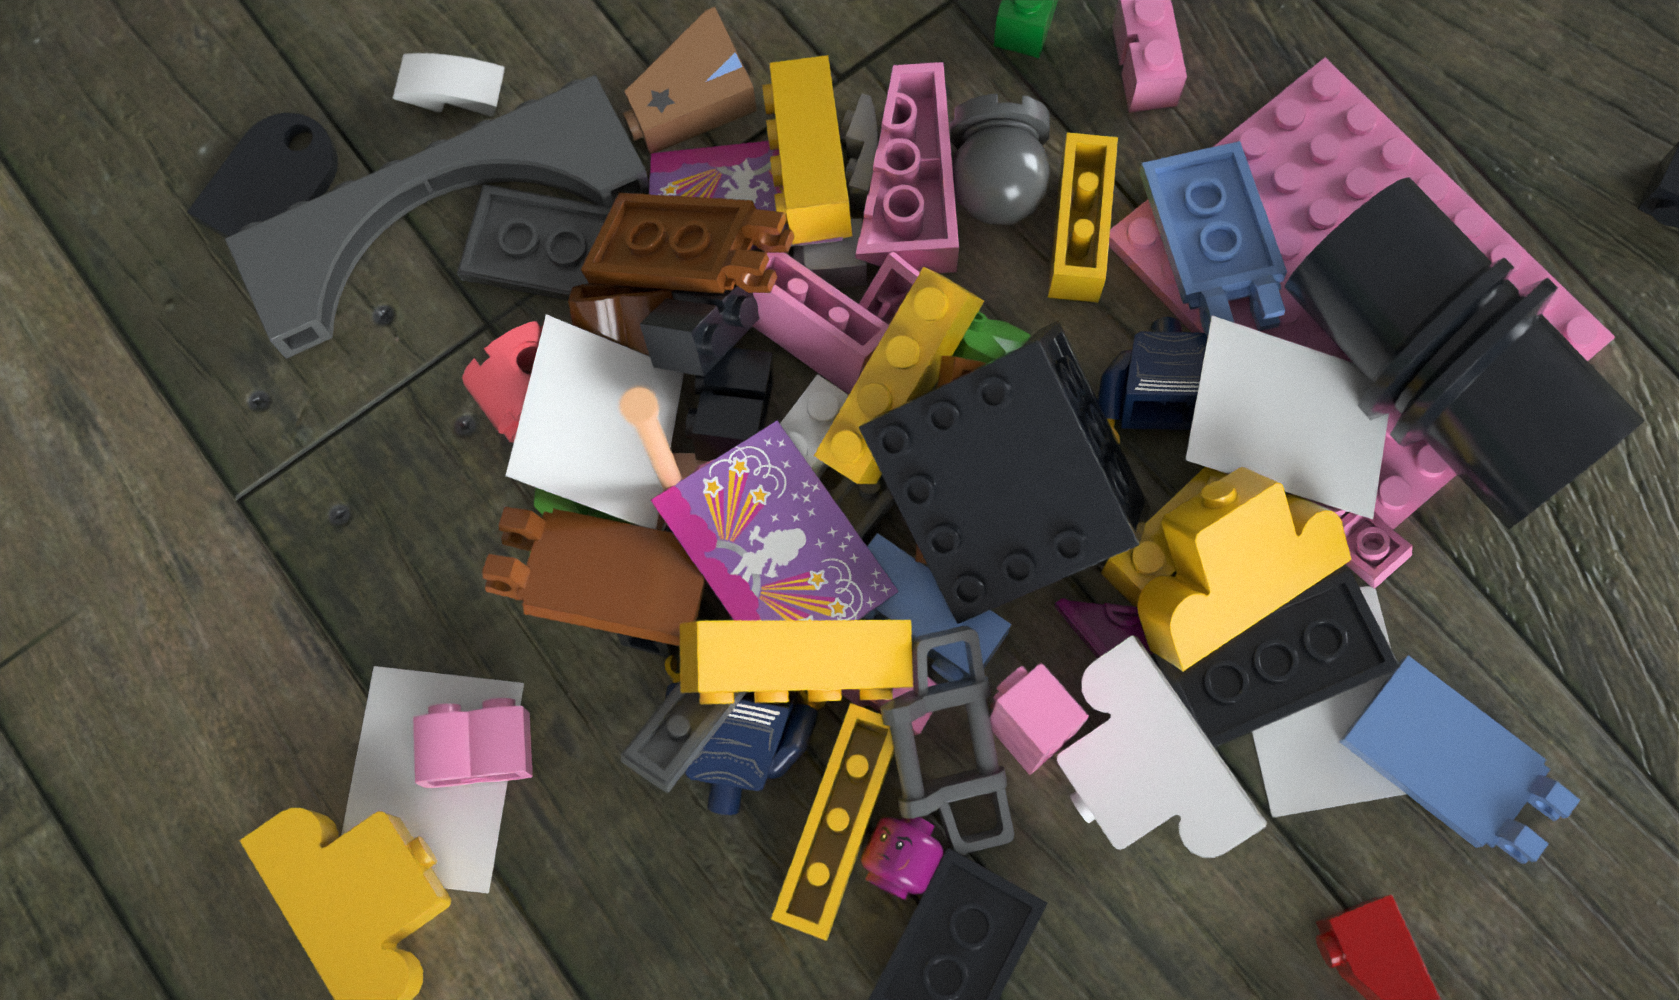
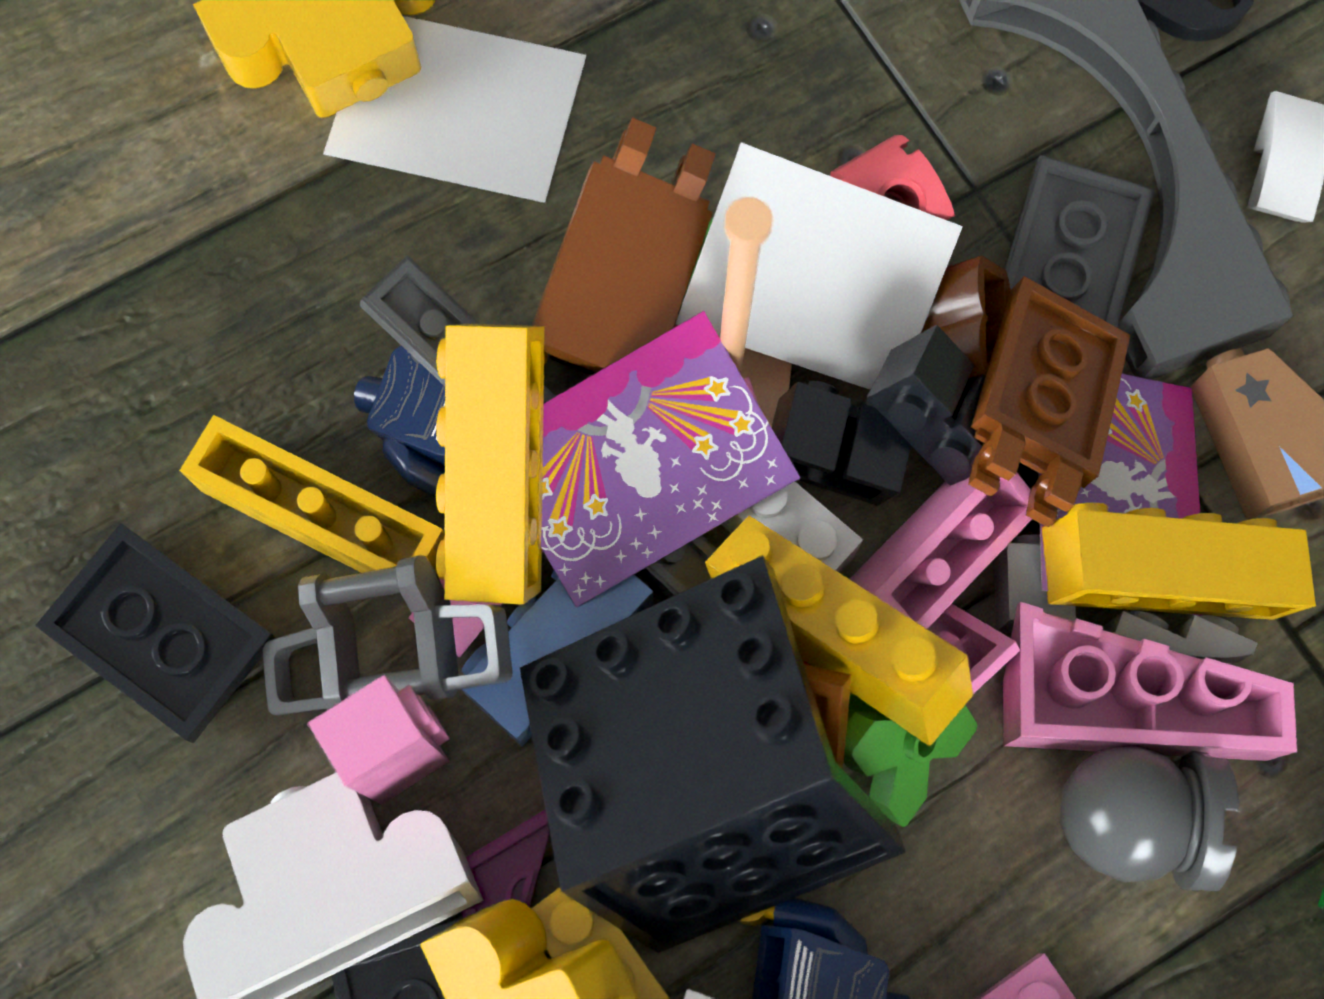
camera: 90 degrees right, 0 degrees up
(472, 745) = (474, 138): bright pink brick -> none
(901, 855) = (265, 577): magenta head -> none
(1083, 217) = (1066, 918): yellow brick -> none

